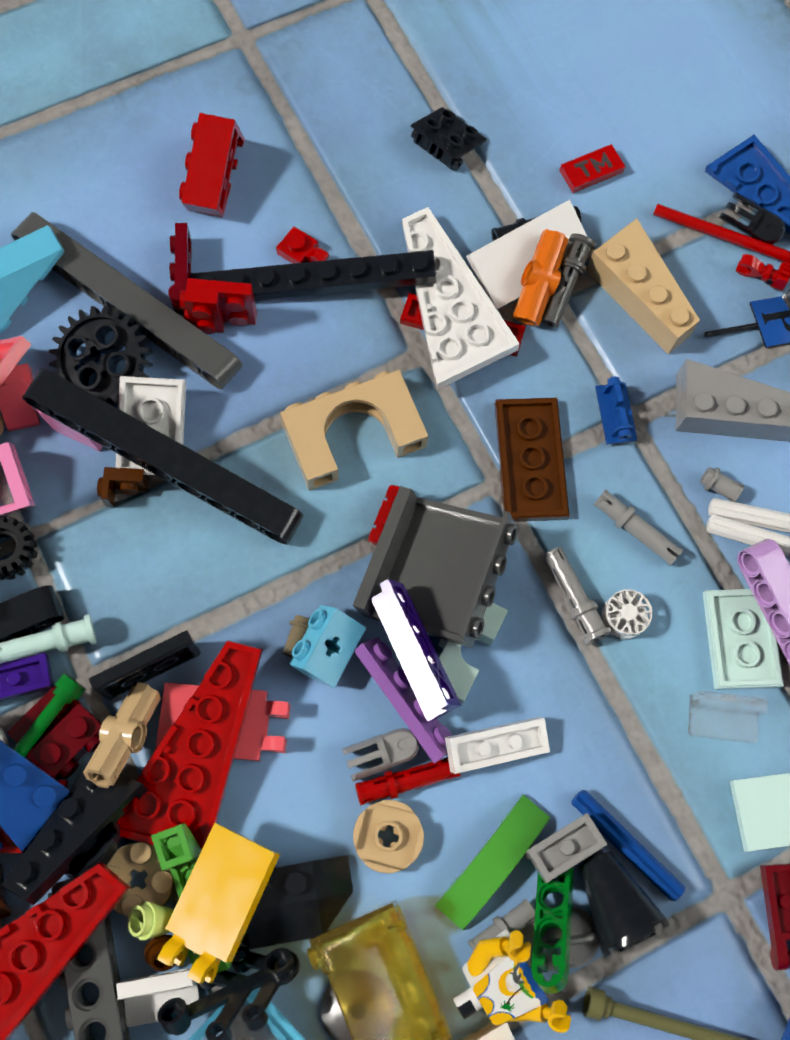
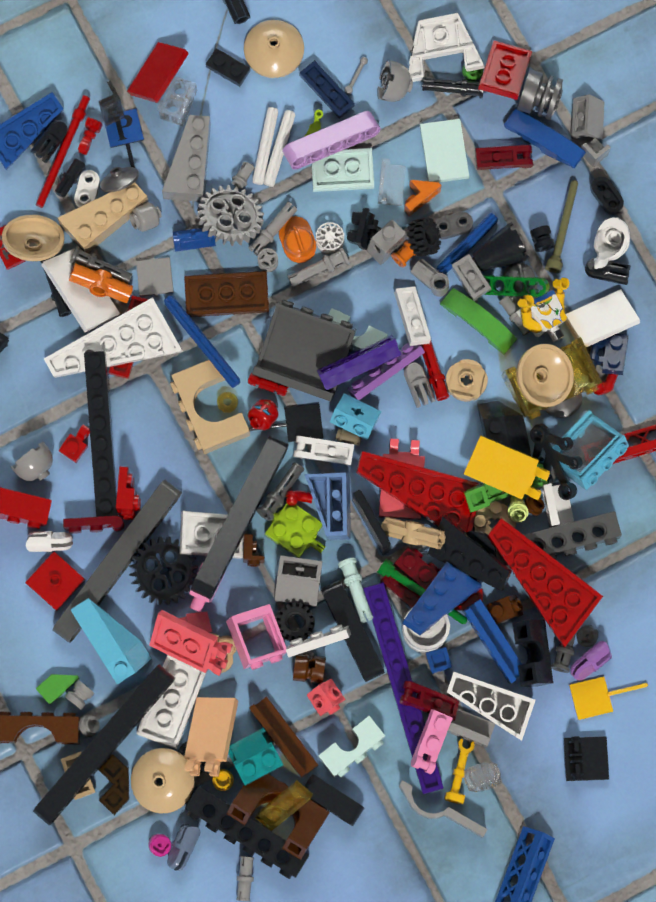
camera: 85 degrees left, 5 degrees up
(68, 552) = (298, 581): none -> light grey slope
(105, 222) = (55, 581): none -> red plate
(153, 550) = (295, 530): none -> lime plate
(160, 210) = (48, 541): none -> white arm
(192, 603) = (332, 501): none -> medium blue wedge
(201, 513) = (274, 498): none -> dark grey pin
(206, 554) = (295, 496): none -> red arm
(271, 189) = (34, 464): none -> light grey cylinder
(275, 599) = (324, 450): none -> white plate
(326, 567) = (301, 421): none -> black piece
(336, 504) = (263, 414): none -> red head
(355, 463) = (227, 408): none -> clear yellow plate
(381, 998) = (554, 372): none -> tan dish
(448, 415) = (202, 341): none -> blue axle
(555, 359) = (154, 276): none -> light grey piece
(567, 777) = (430, 276): none -> light grey piece
(591, 512) = (266, 255): none -> light grey wheel
(604, 190) = (33, 238): none -> tan dish
(605, 735) = (403, 254): none -> orange bush
(620, 767) = (424, 237): none -> black tyre
(621, 566) = (297, 240): none -> orange piece
(625, 706) = (388, 240): none -> light grey torso
(643, 983) = (542, 238): none -> black wheel
(645, 671) = (366, 230): none -> black hips
(646, 343) = (145, 217): none -> light grey head
(647, 431) = (230, 215): none -> light grey gear
(658, 820) = (453, 226): none -> flat silver plate
(684, 270) = (87, 189): none -> white plate
(698, 245) = (69, 178): none -> black axle
(703, 305) = (119, 179): none -> flat silver dish
(713, 773) = (424, 193): none -> orange slope

